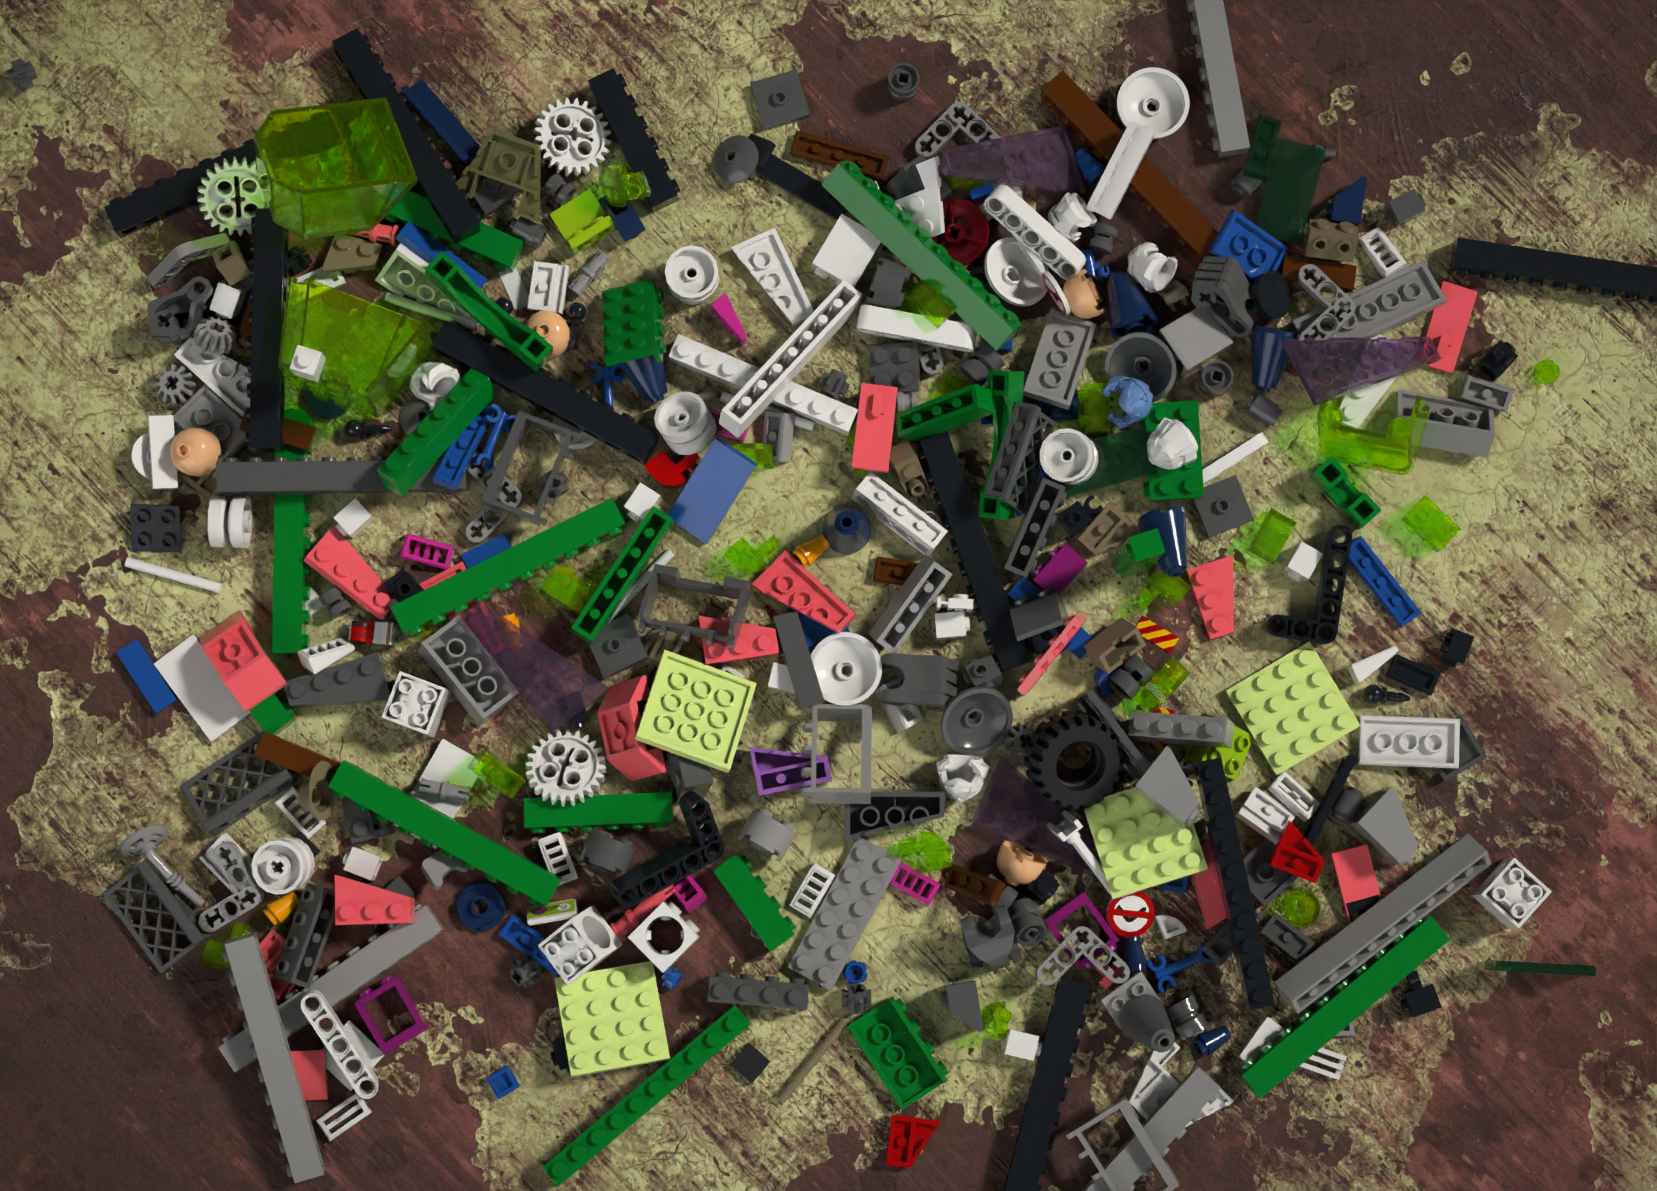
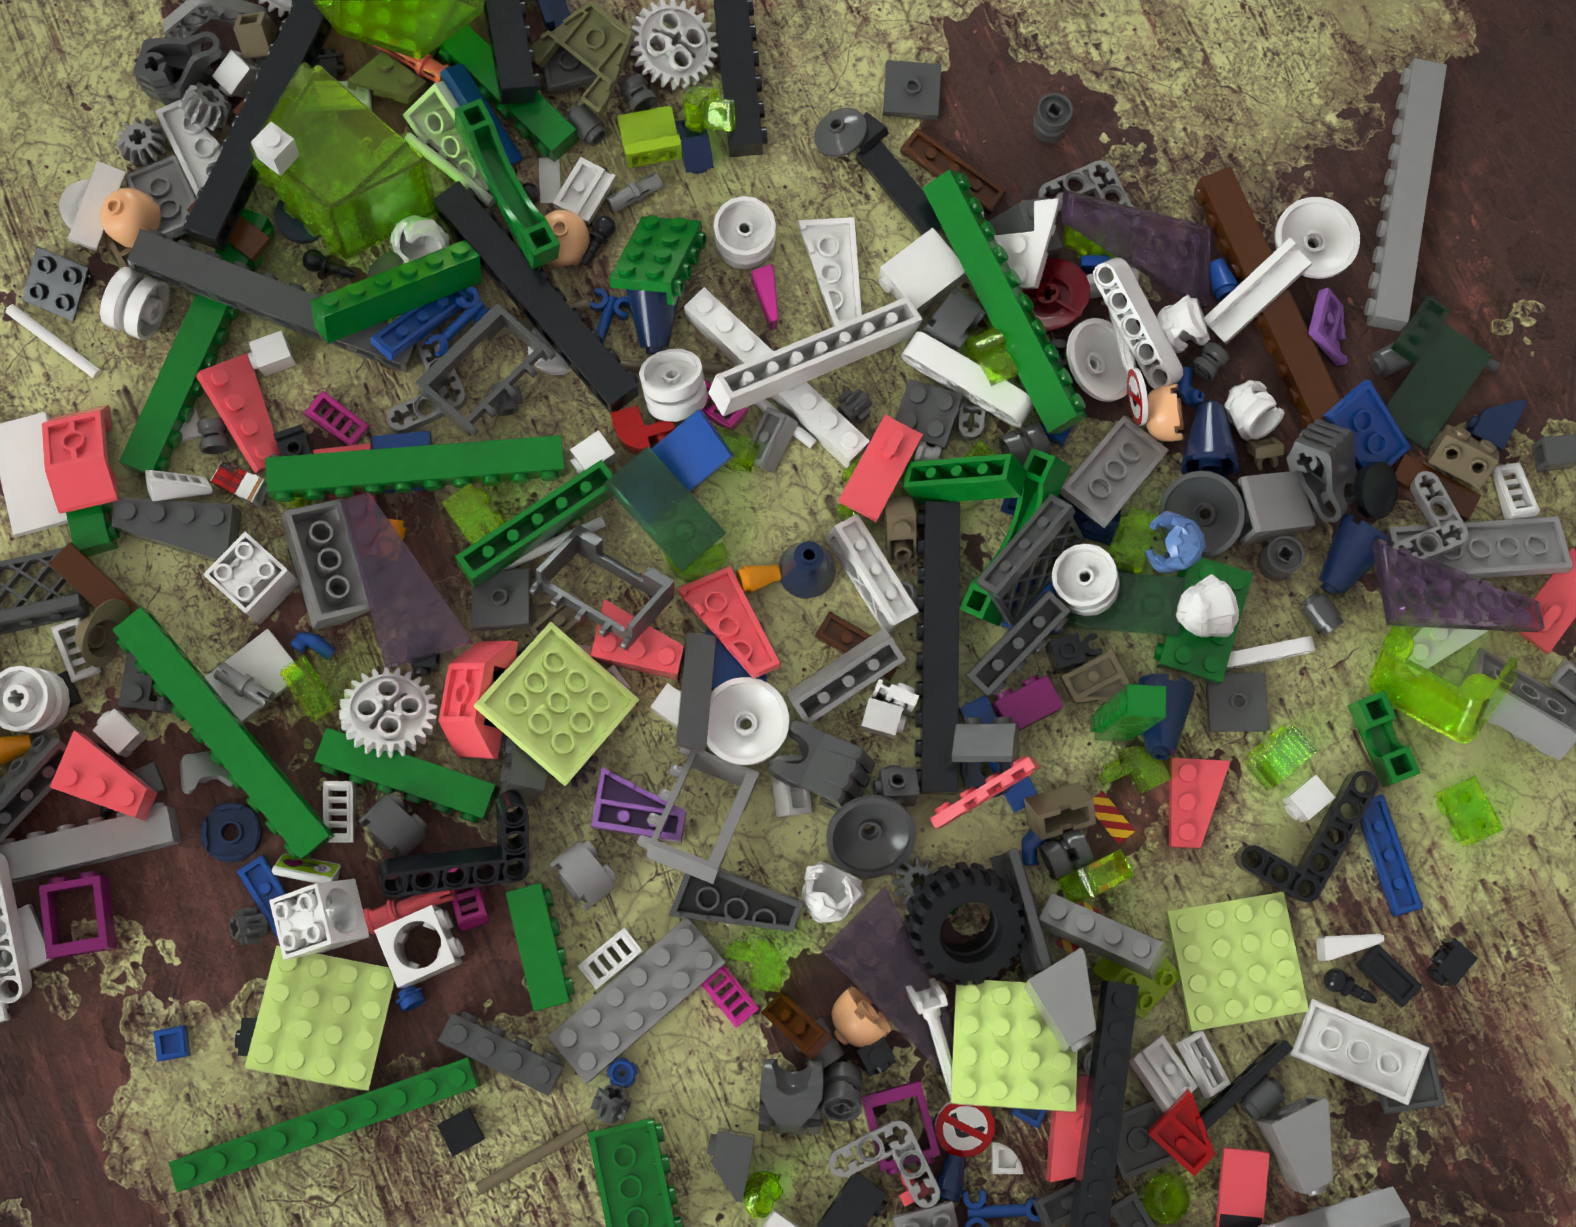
camera: 15 degrees right, 5 degrees down
(484, 735) = (314, 641): none -> blue arm
(718, 526) = (664, 509): none -> clear green tile
(1187, 173) = (1328, 326): none -> medium lavender wing

